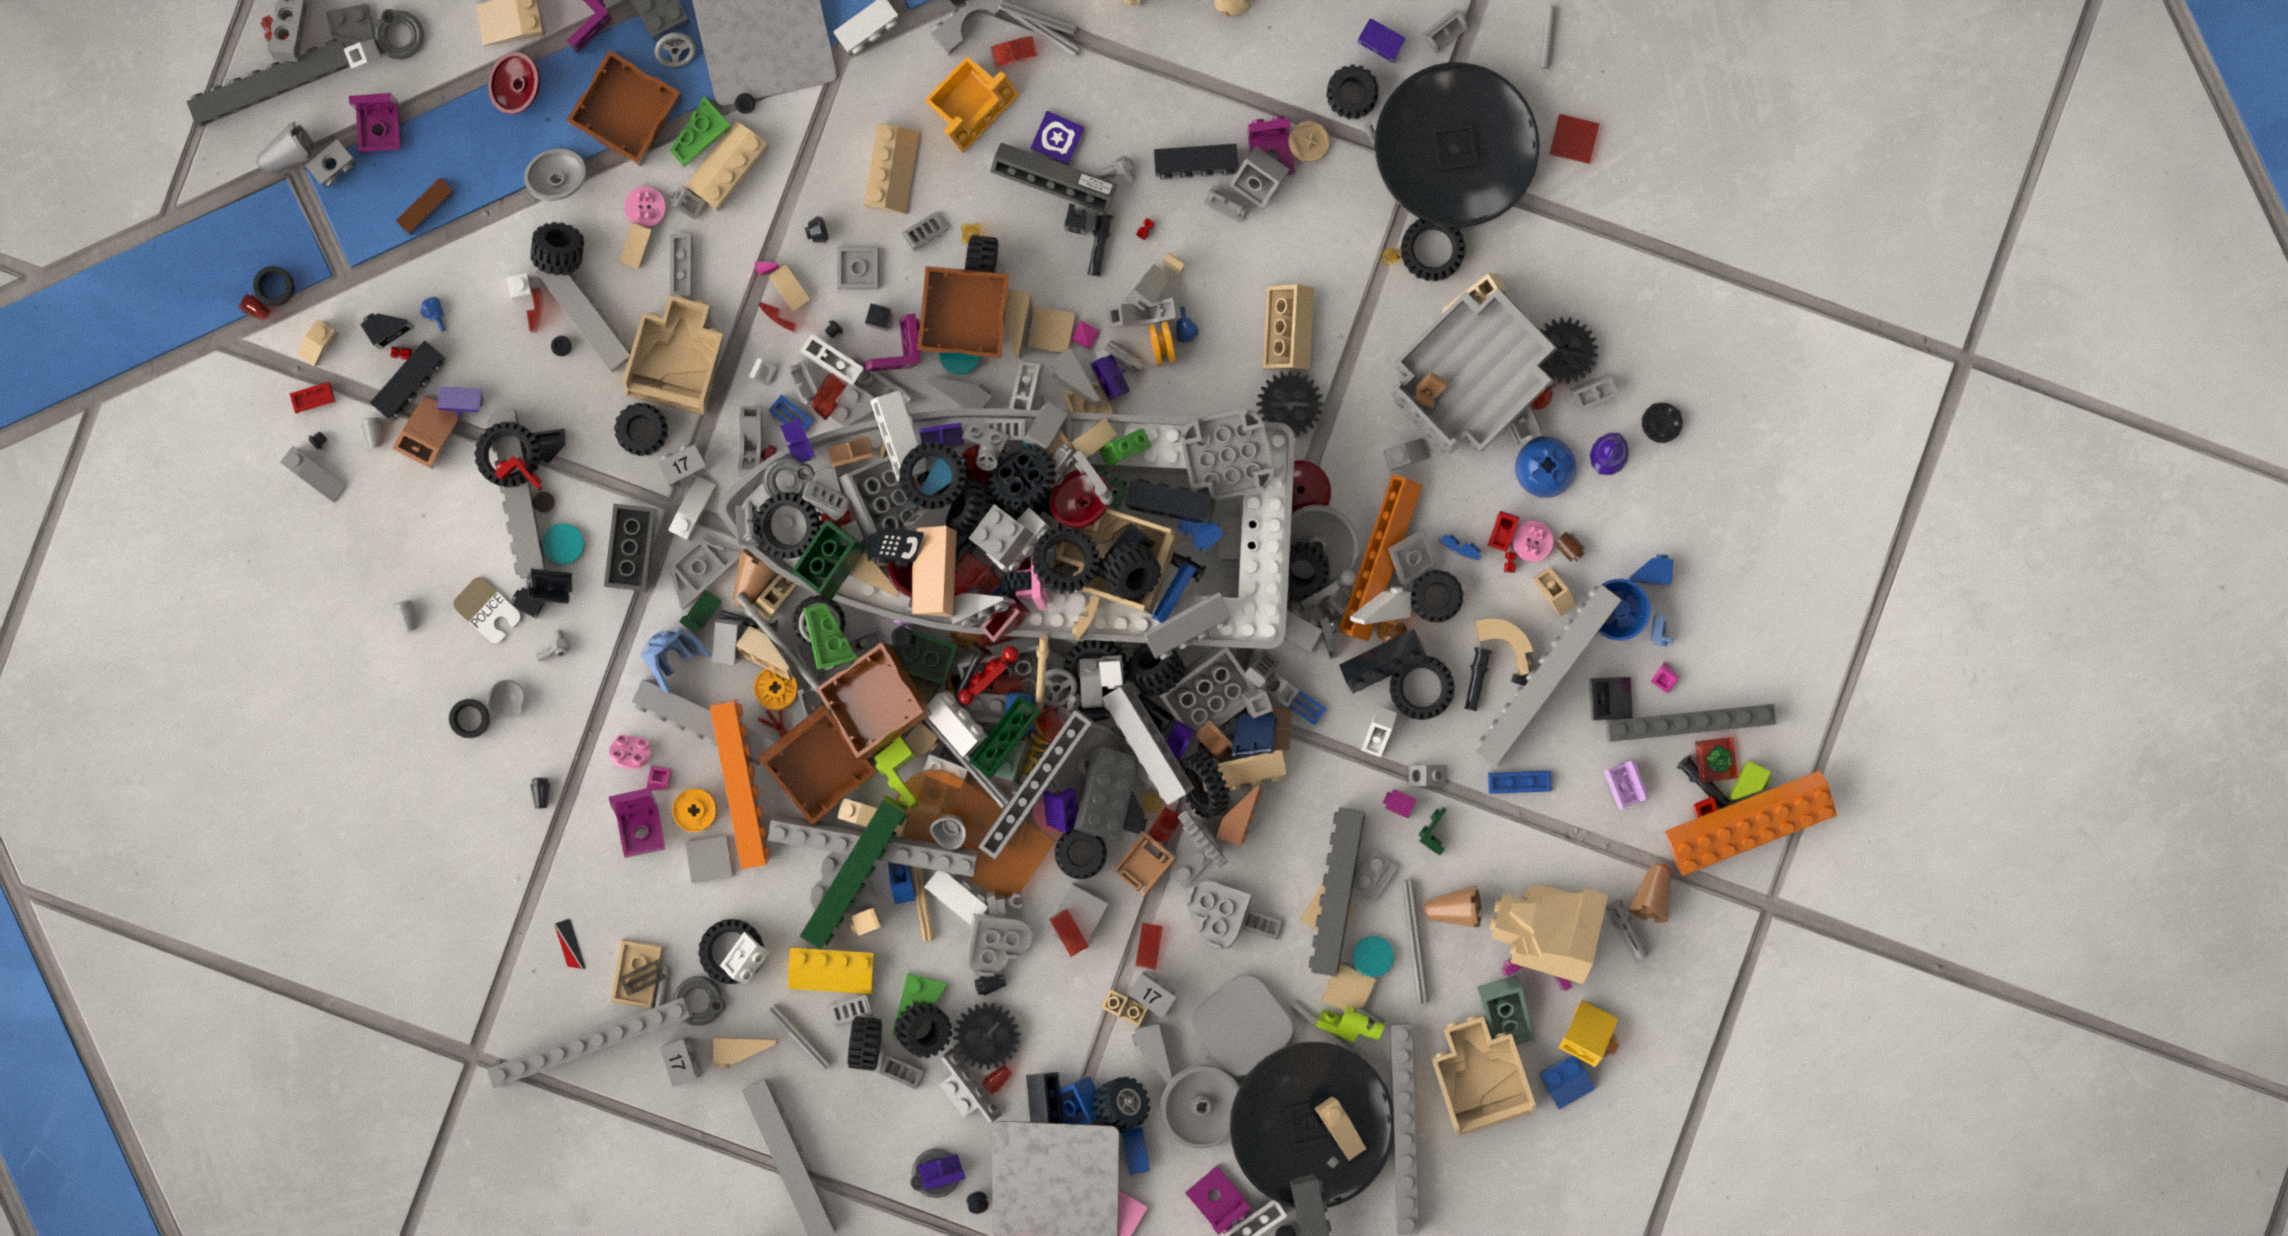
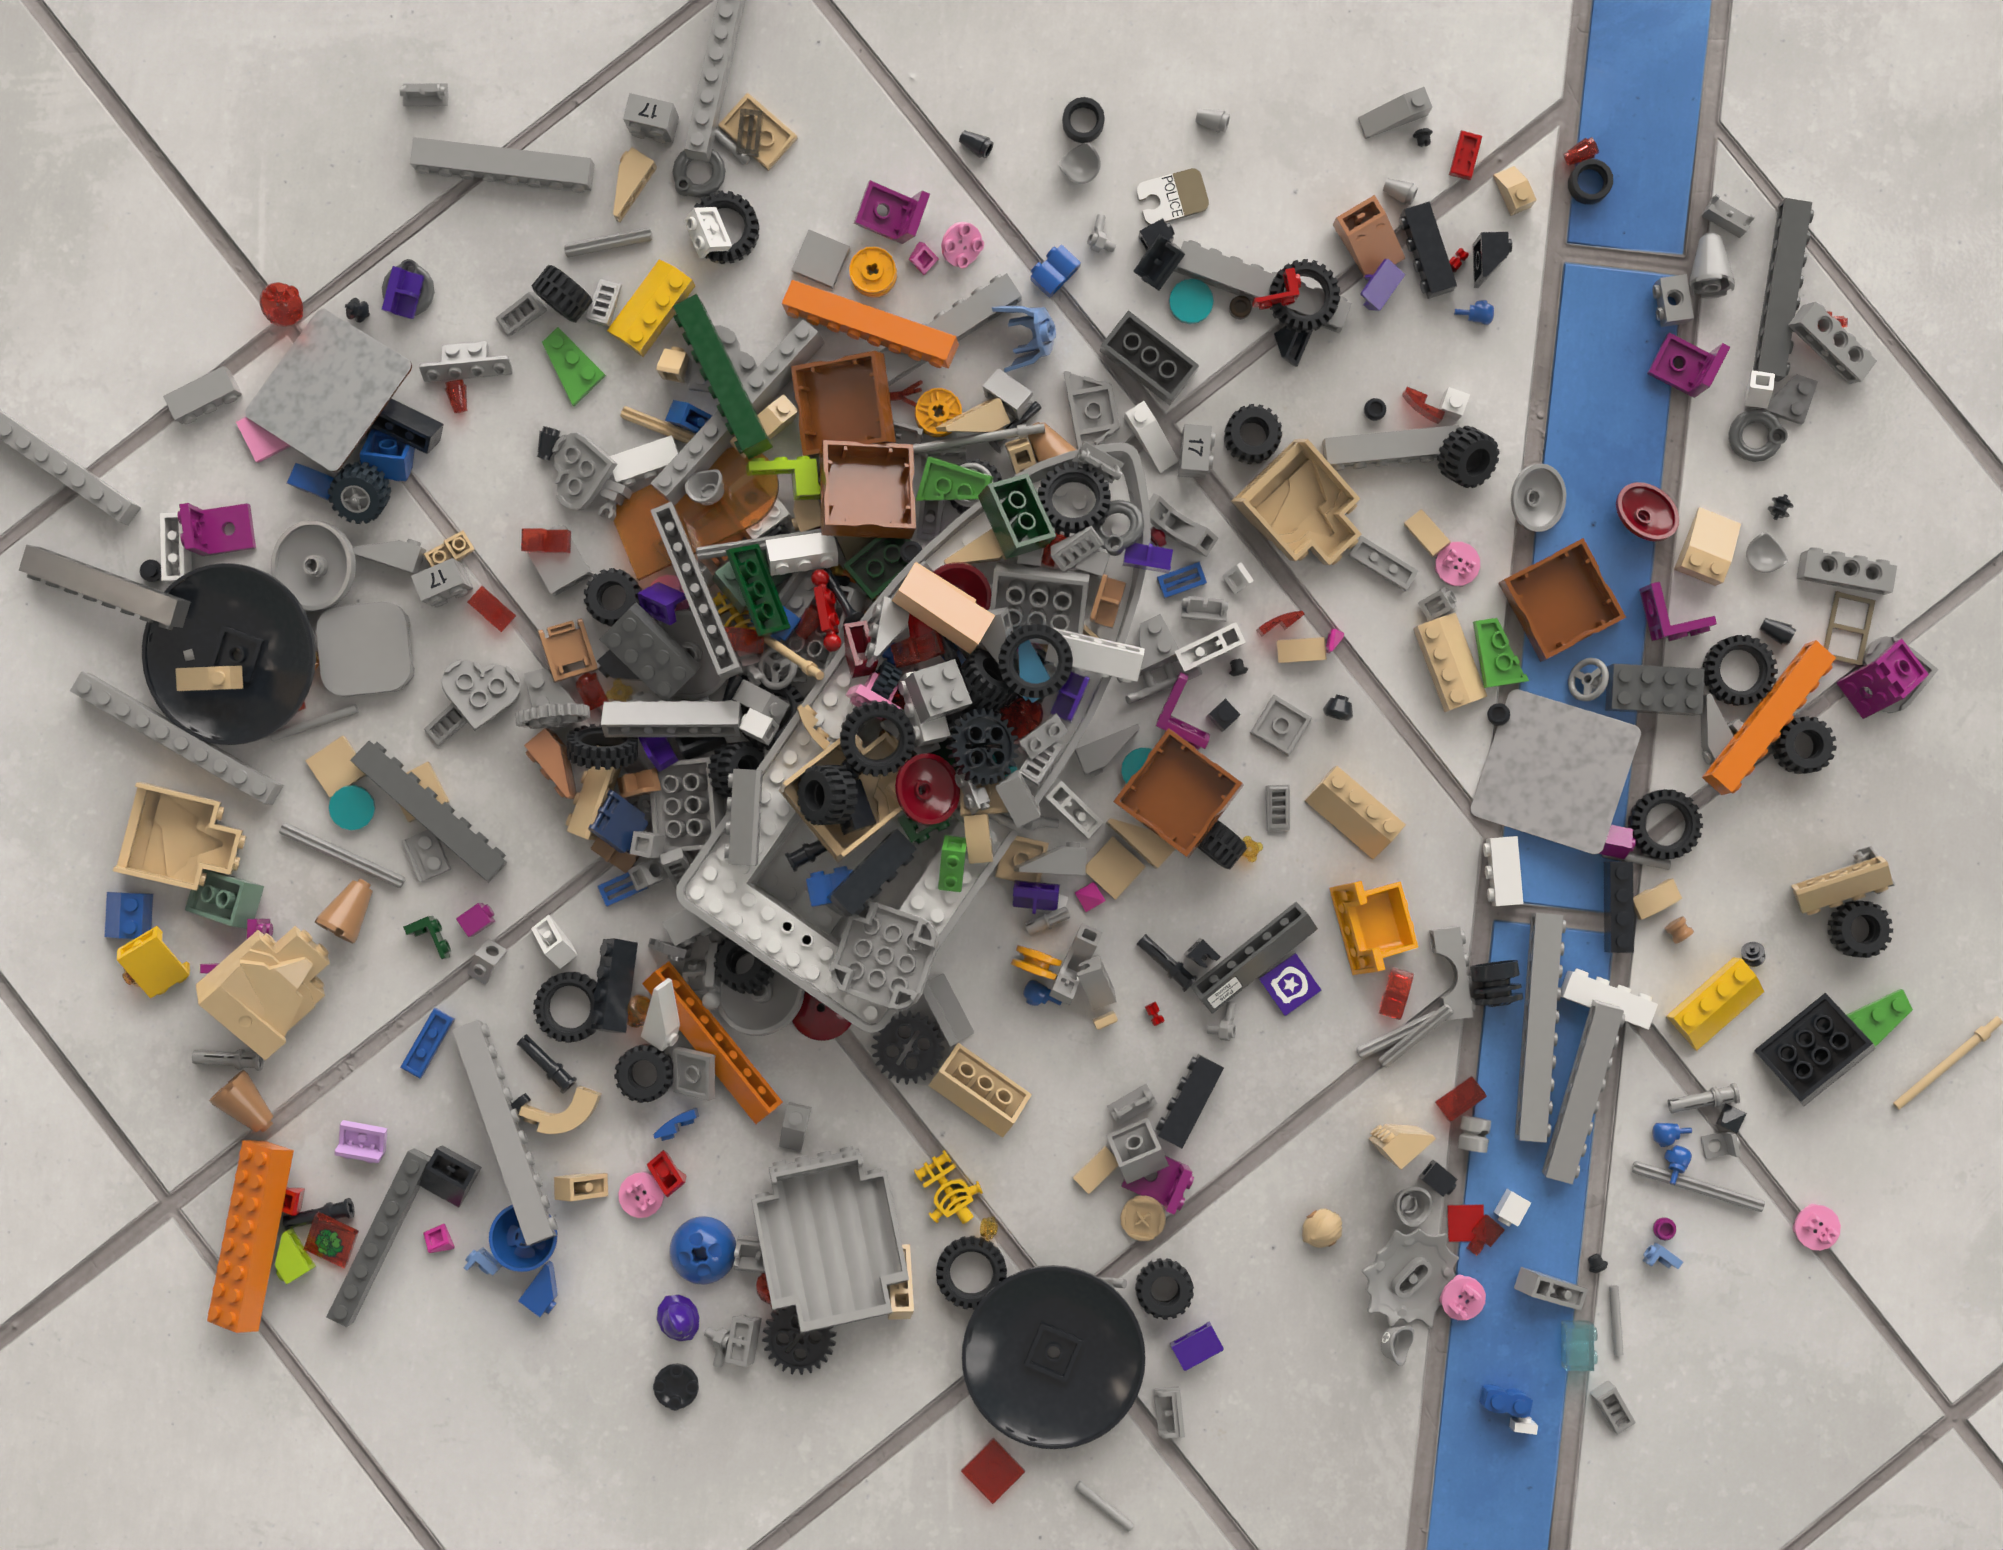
camera: 130 degrees right, 0 degrees up
(235, 161) = (1727, 217): none -> light grey hinge
(425, 206) = (1580, 363): reddish brown slope -> none
(569, 944) = (822, 88): sticker -> none
(605, 665) = (1055, 270): none -> blue brick
(701, 612) = (1049, 386): dark green bracket -> none
(825, 398) = (1178, 620): clear red slope -> none
(894, 547) = (989, 582): black slope -> none
(934, 1039) = (527, 355): black tyre -> none
(972, 1023) = (520, 404): black gear -> none
(987, 457) = (1022, 726): light grey wheel -> none
(1093, 479) = (938, 812): light grey plate -> none
(1173, 593) = (785, 823): blue tile -> none
(1243, 387) = (947, 1009): none -> light grey panel
(1294, 200) = (1096, 1170): none -> tan tile
(1352, 1023) = (302, 749): lime plate -> none
(1389, 288) = (959, 1208): none -> yellow piece
(1429, 389) = (839, 1187): medium nougat bracket -> none
(1509, 566) = (631, 1158): red piece -> none
(1570, 547) = (613, 1227): reddish brown brick -> none
(1605, 409) = (720, 1342): none -> light grey piece

